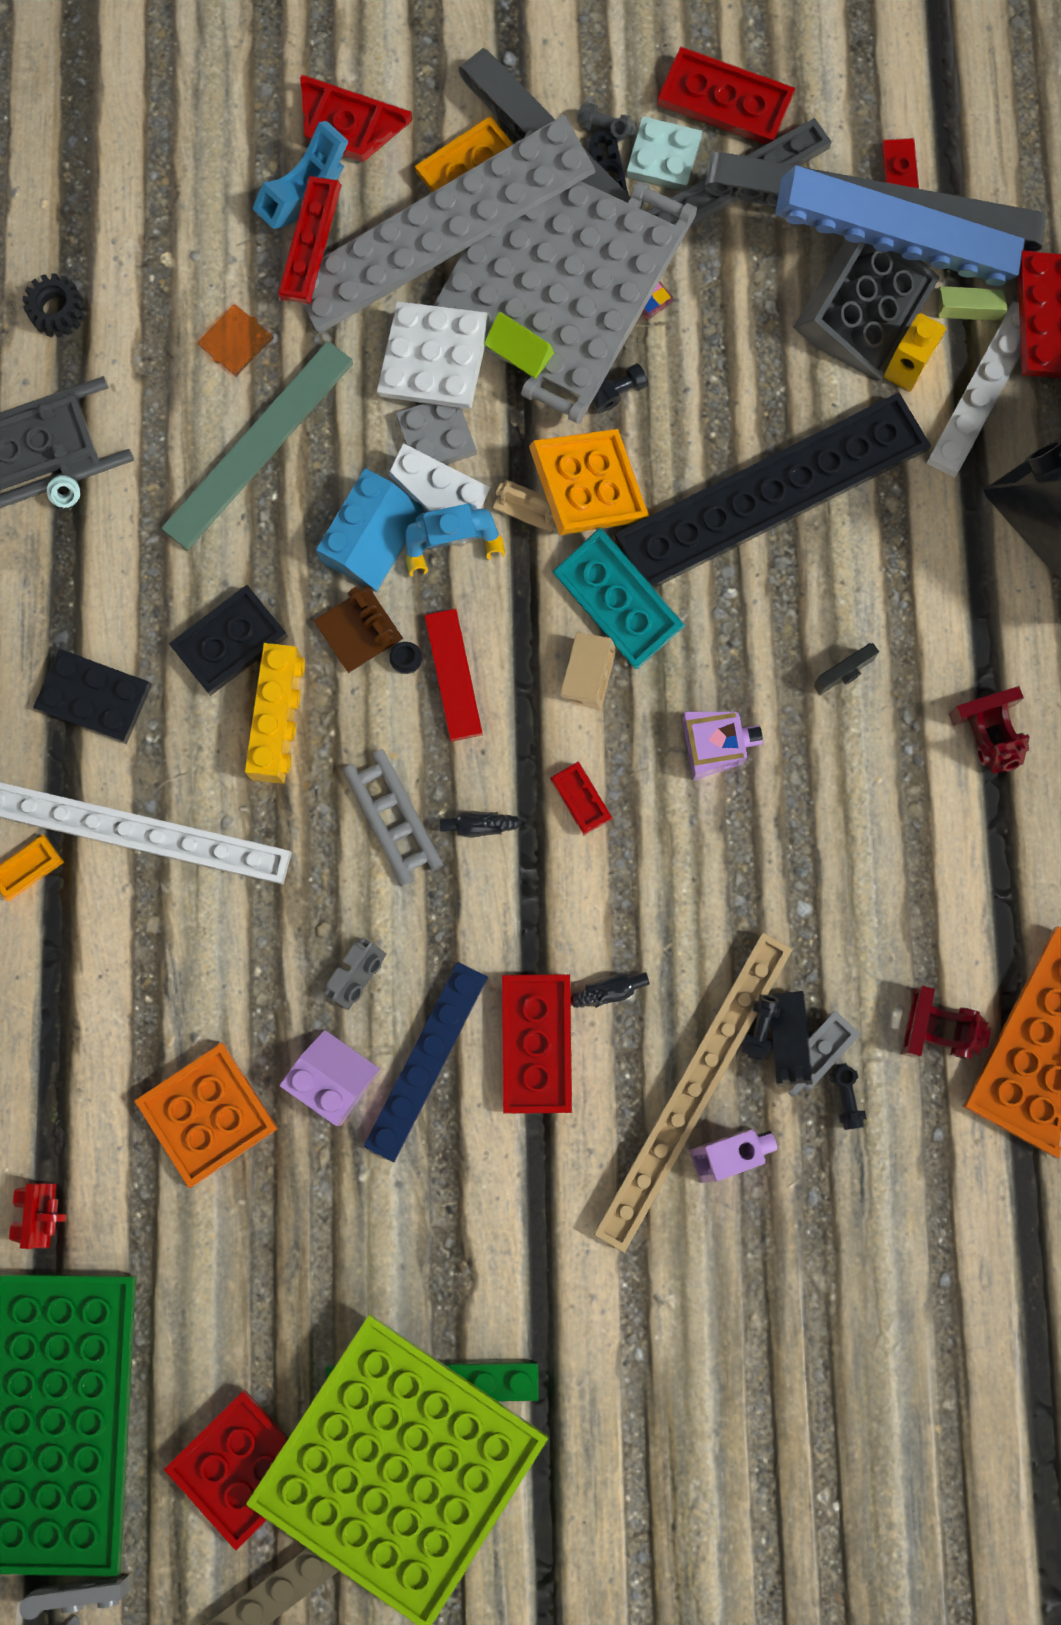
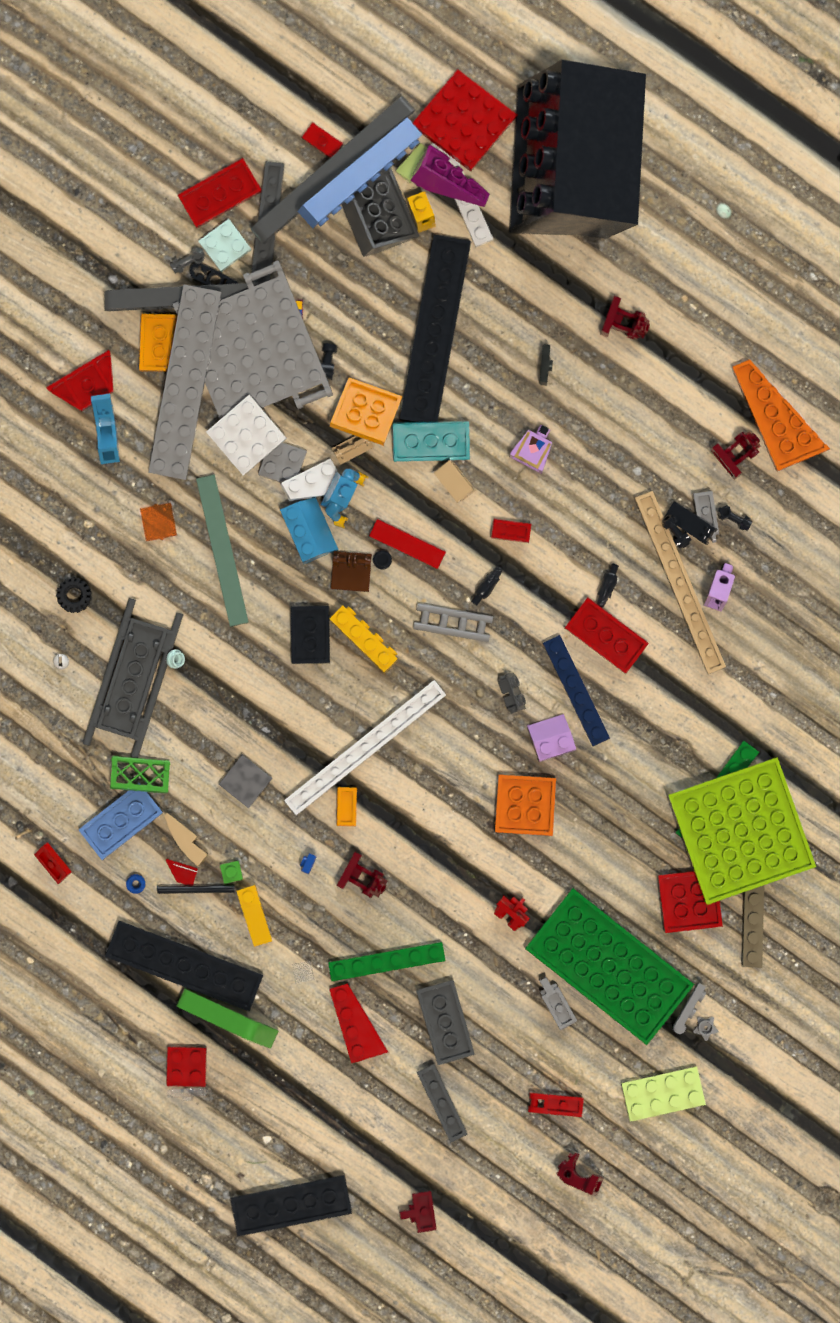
camera: 55 degrees left, 5 degrees up
(92, 696) = (287, 717): black plate -> none
(309, 240) = (141, 449): red tile -> none
(518, 345) = (276, 393): lime slope -> none
(983, 334) = (441, 177): none -> magenta wedge

